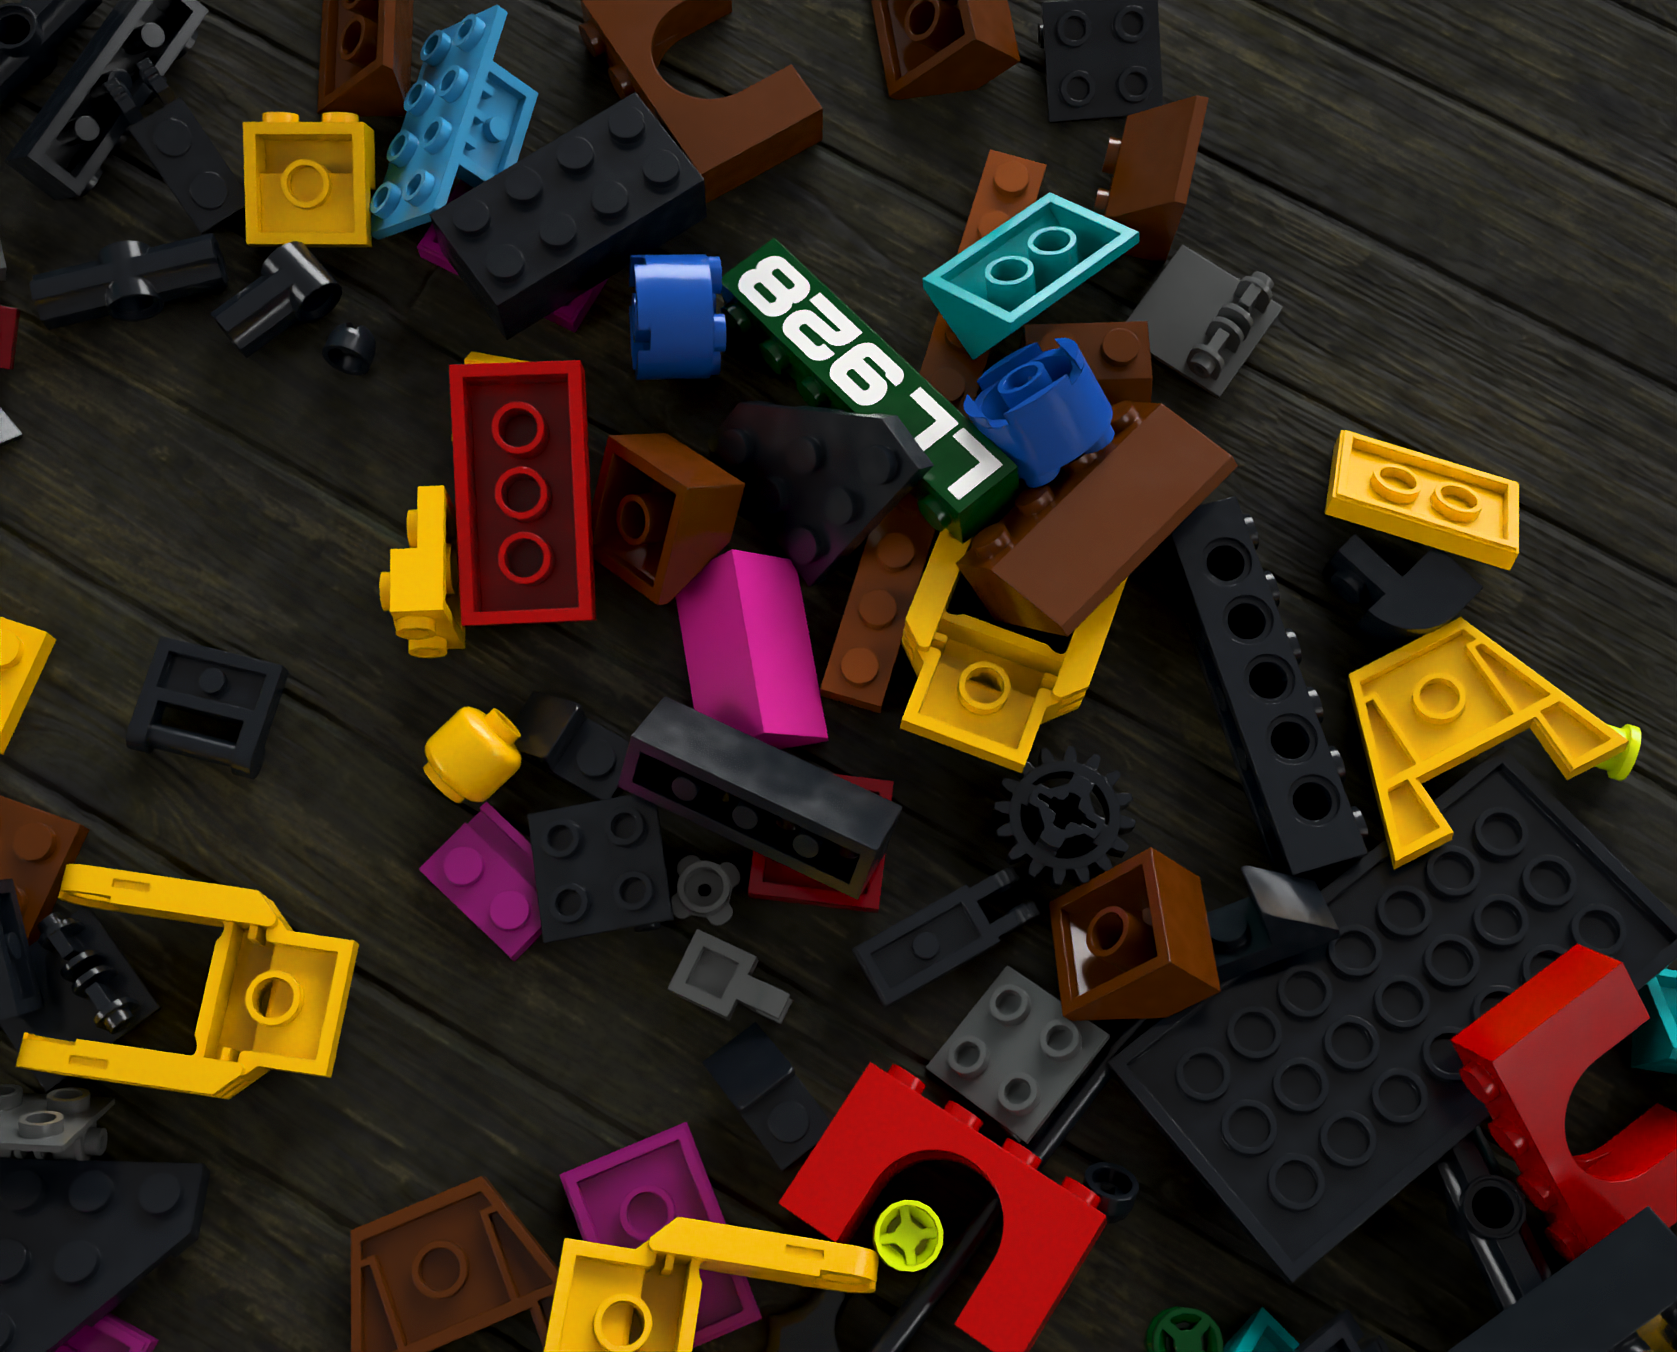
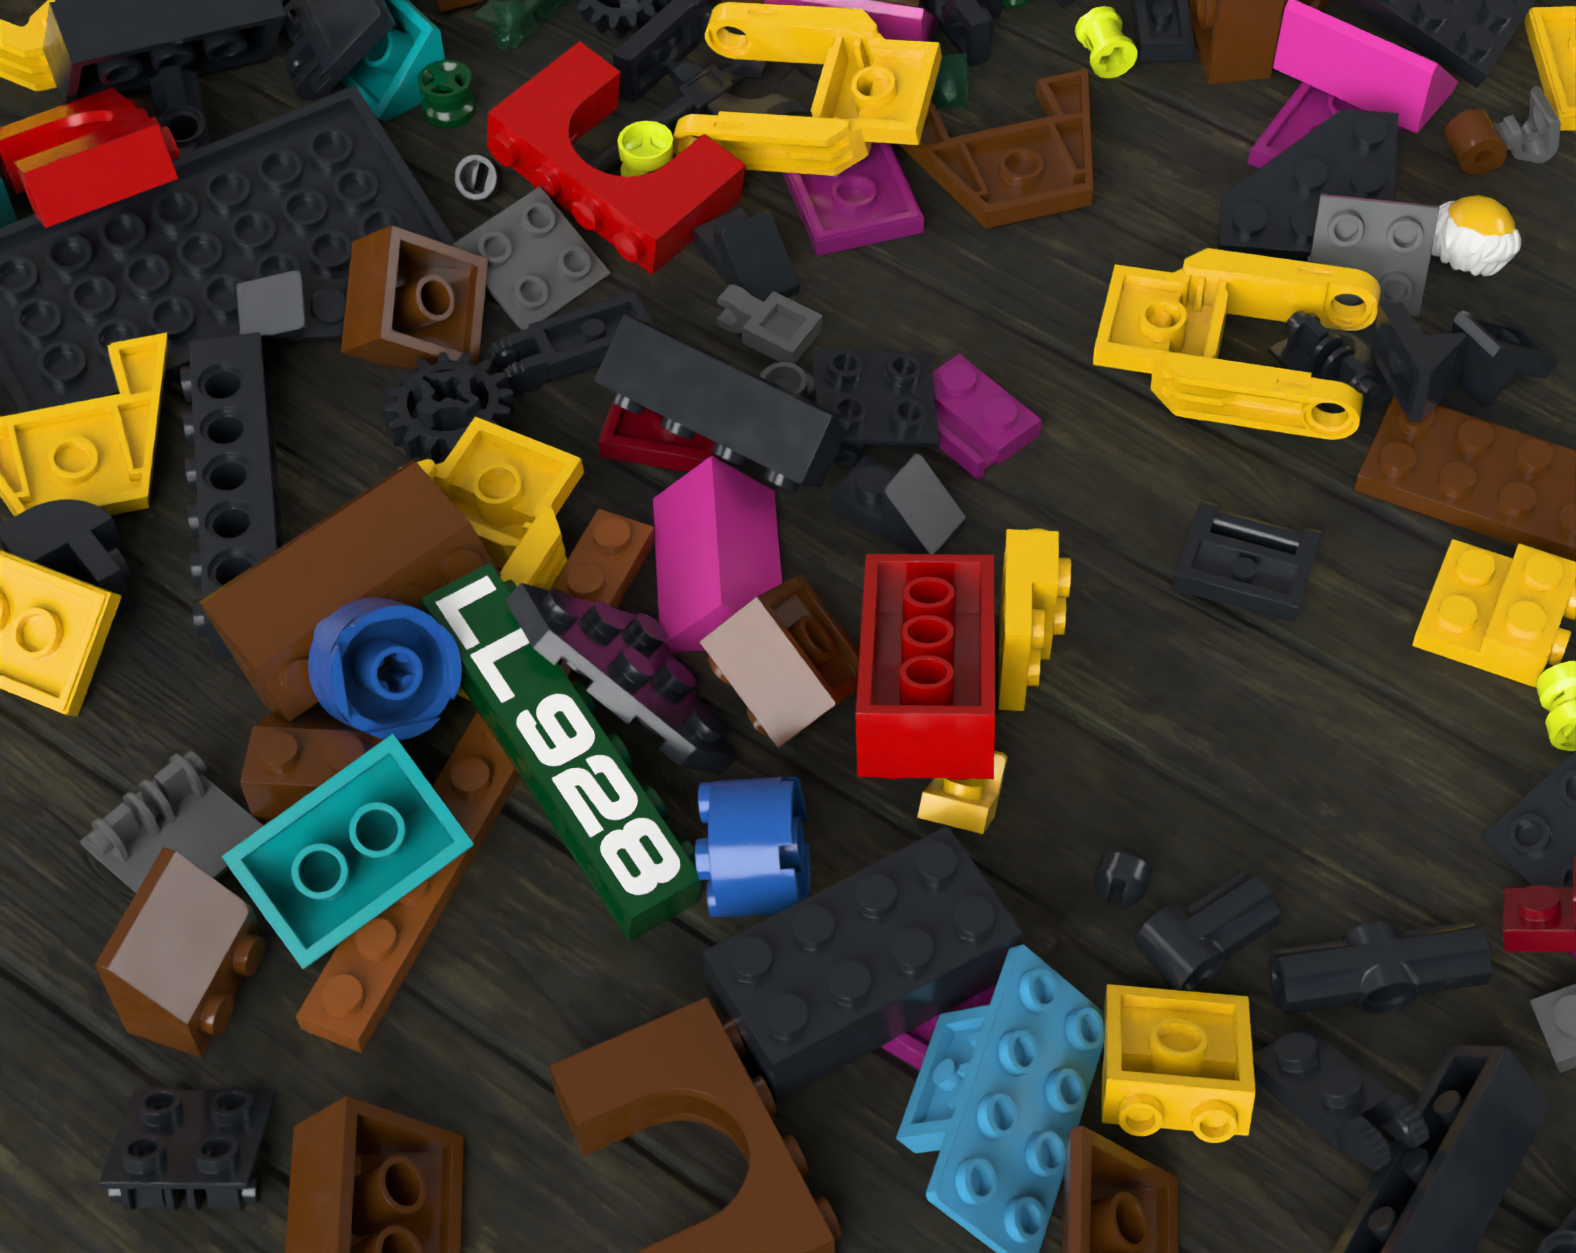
camera: 170 degrees left, 20 degrees down
(472, 754) = (988, 485): yellow head -> none

